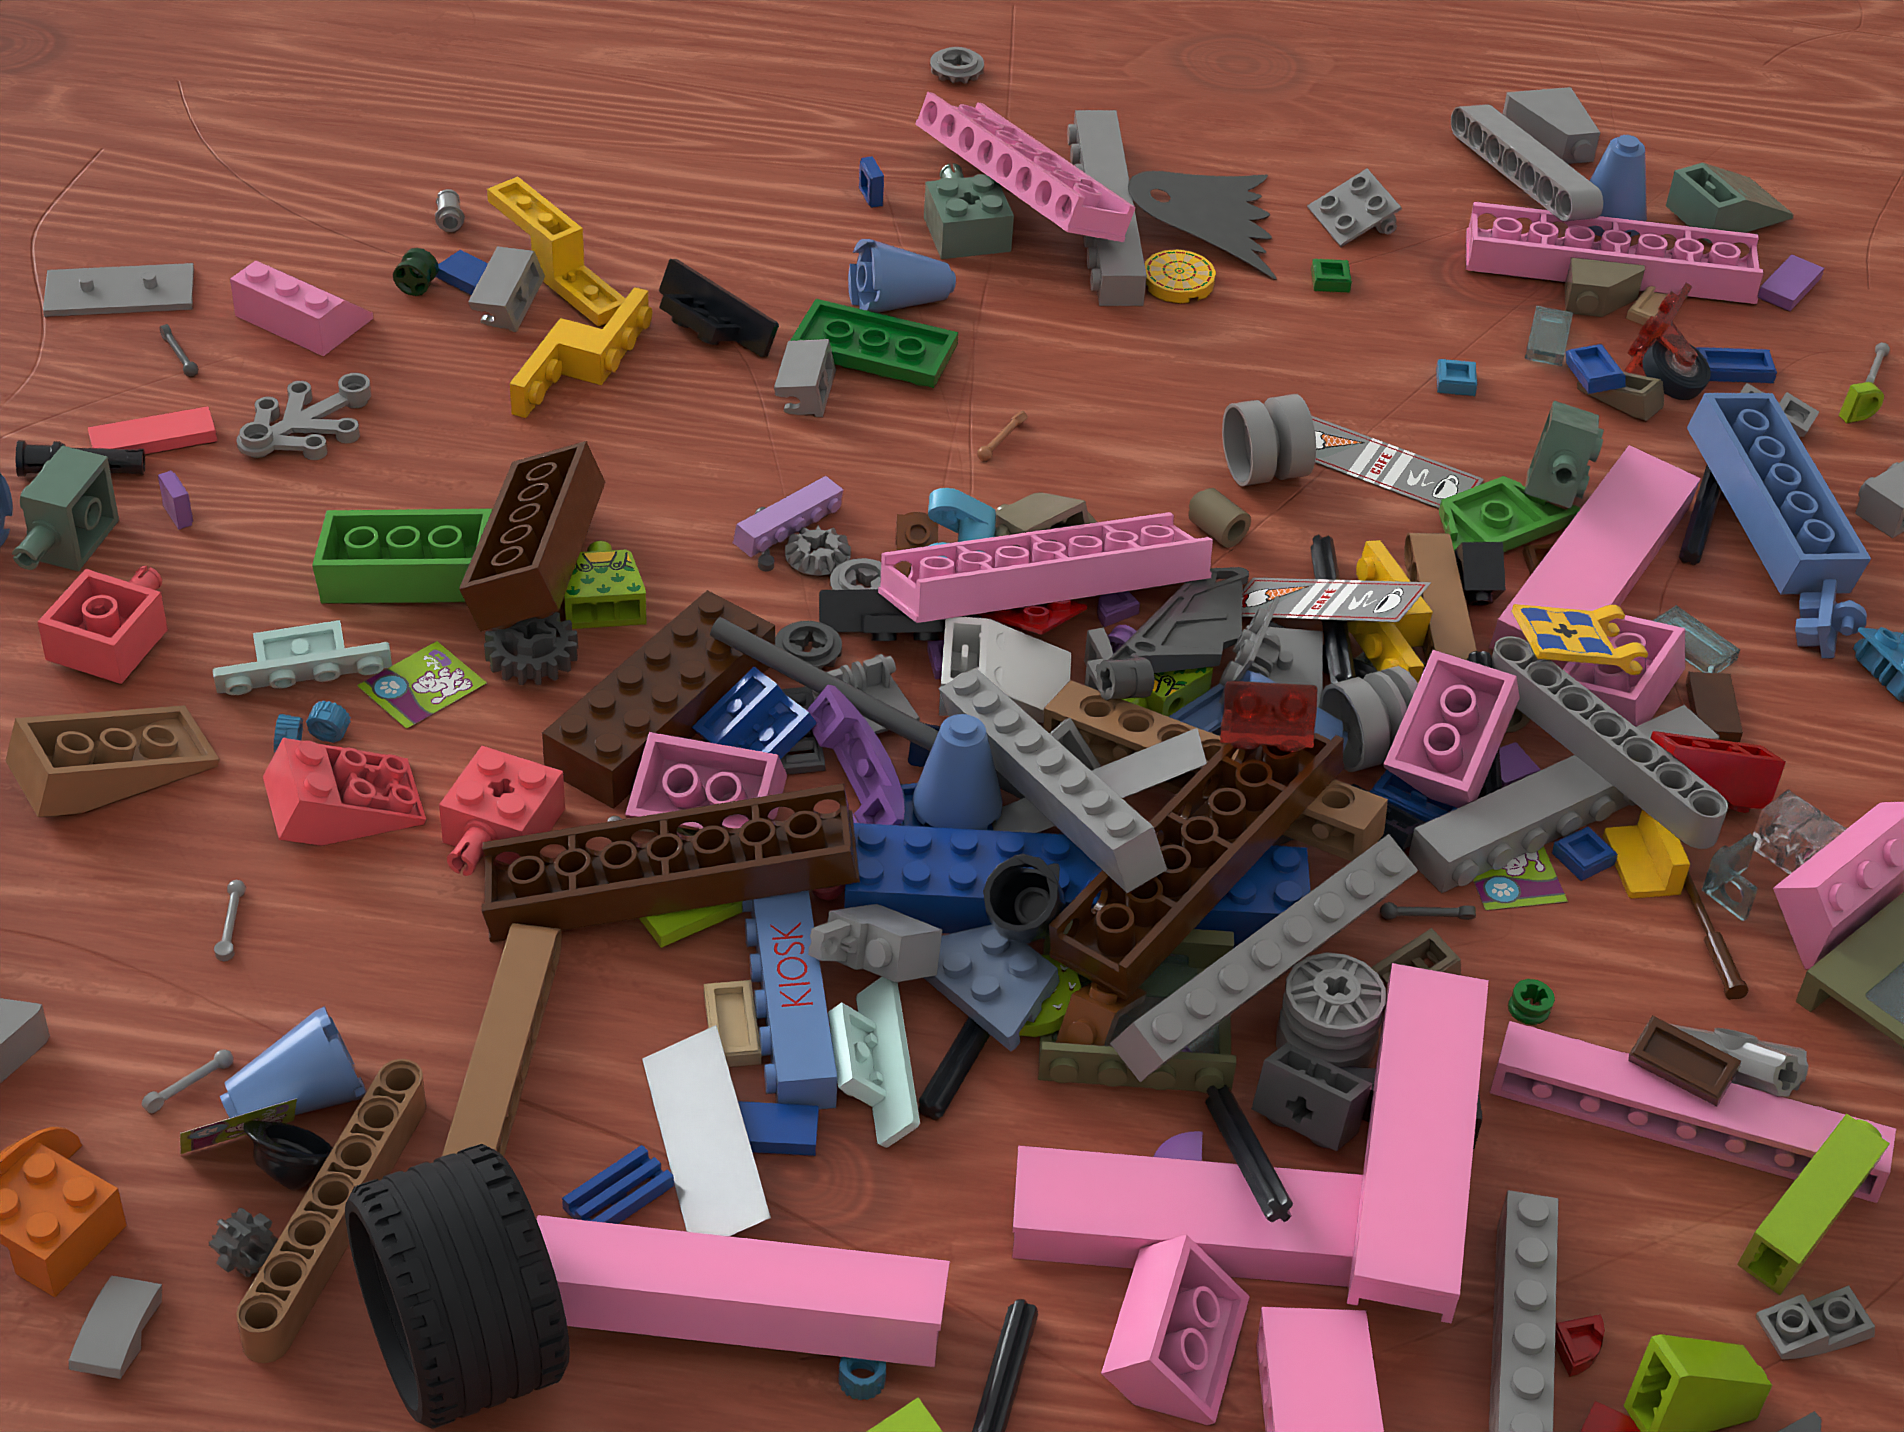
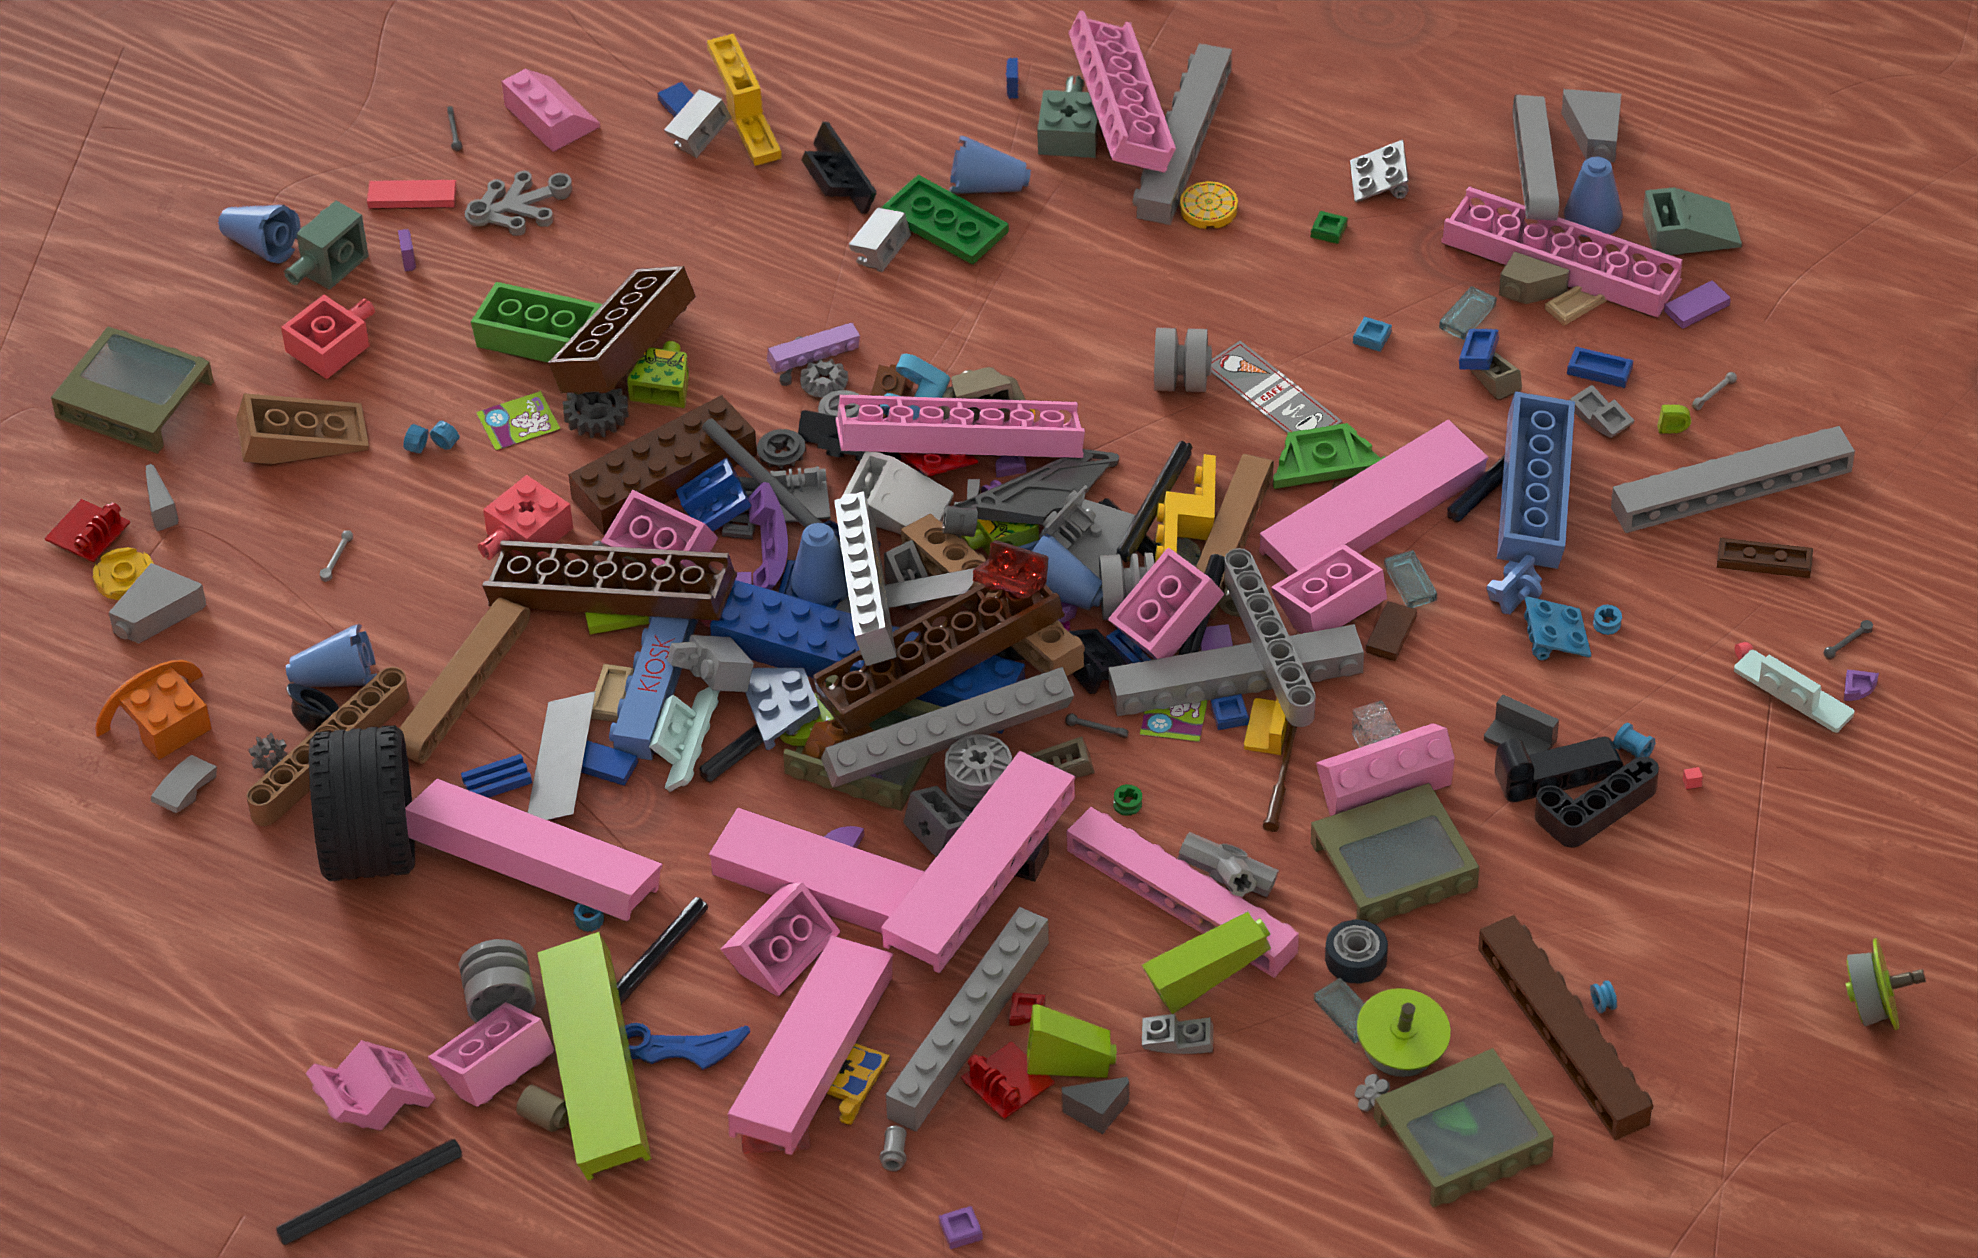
camera: 25 degrees right, 5 degrees up
(33, 457) = (368, 208): black pin -> none
(119, 289) = (432, 68): light grey piece -> none
(154, 1101) = (251, 658): light grey hinge -> none
(233, 1127) = (275, 686): sticker -> none
(301, 655) = (443, 383): light aqua bracket -> none
(339, 793) = (433, 486): coral slope -> none
(415, 271) = (640, 95): dark green wheel -> none
(449, 215) = (686, 49): light grey pin -> none
(580, 352) = (728, 186): yellow bracket -> none
(985, 452) = (982, 325): nougat hinge -> none
(1022, 899) = (807, 653): black piece -> none
(1208, 208) = (1261, 151): dark grey piece -> none
(1219, 517) = (1118, 412): dark tan brick -> none
(1249, 1154) = (871, 845): black axle -> none
(1332, 598) = (1146, 492): sticker -> none
(1481, 571) = (1276, 495): black brick -> none
(1562, 455) = (1387, 417): sand green brick -> none
(1578, 635) = (1294, 558): yellow flag -> none
(1671, 356) = (1538, 356): plate -> none
(1684, 1060) = (1181, 857): reddish brown tile -> none
(1725, 868) = (1316, 743): clear light blue bracket -> none
(1737, 770) = (1348, 675): red slope -> none

